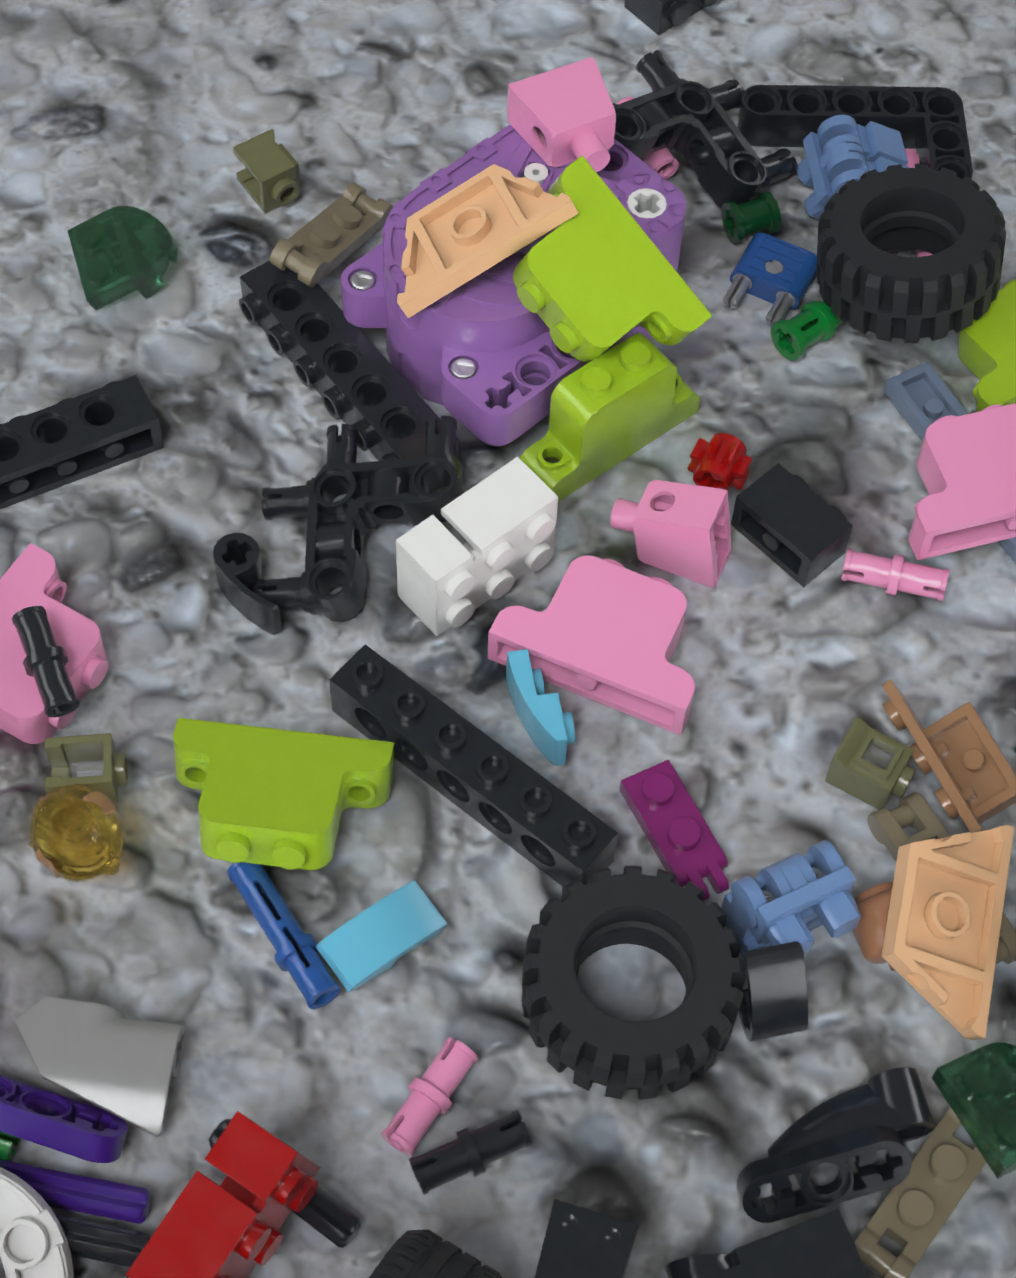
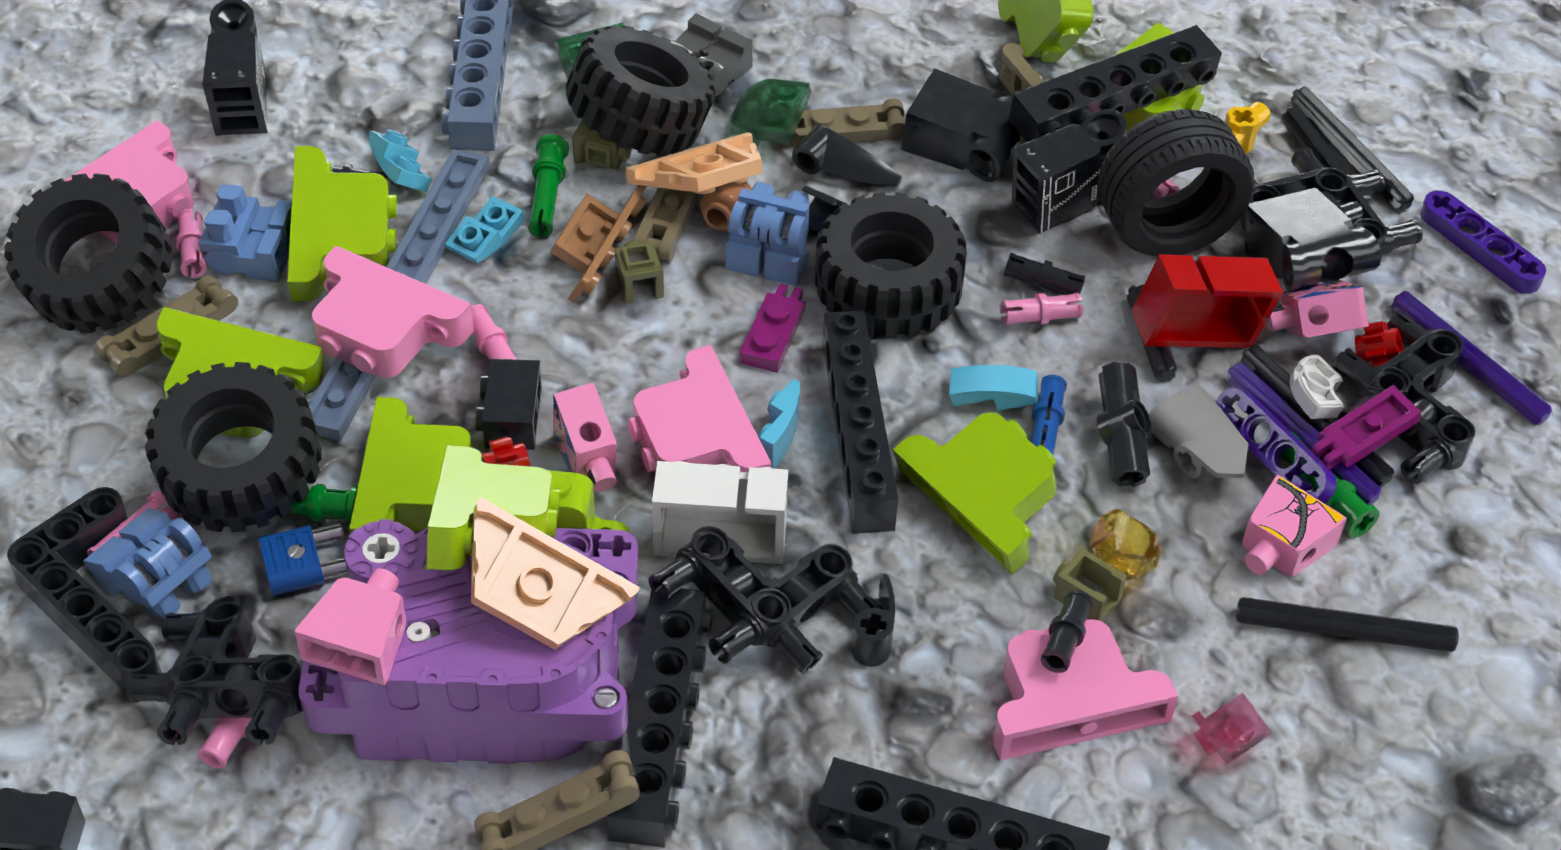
camera: 135 degrees left, 10 degrees down
(200, 992) = (1124, 424): none -> black piece
(751, 217) = (259, 603): dark green bush -> none
(784, 394) = (402, 466): none -> lime brick
(846, 1186) = (887, 148): black beam -> none

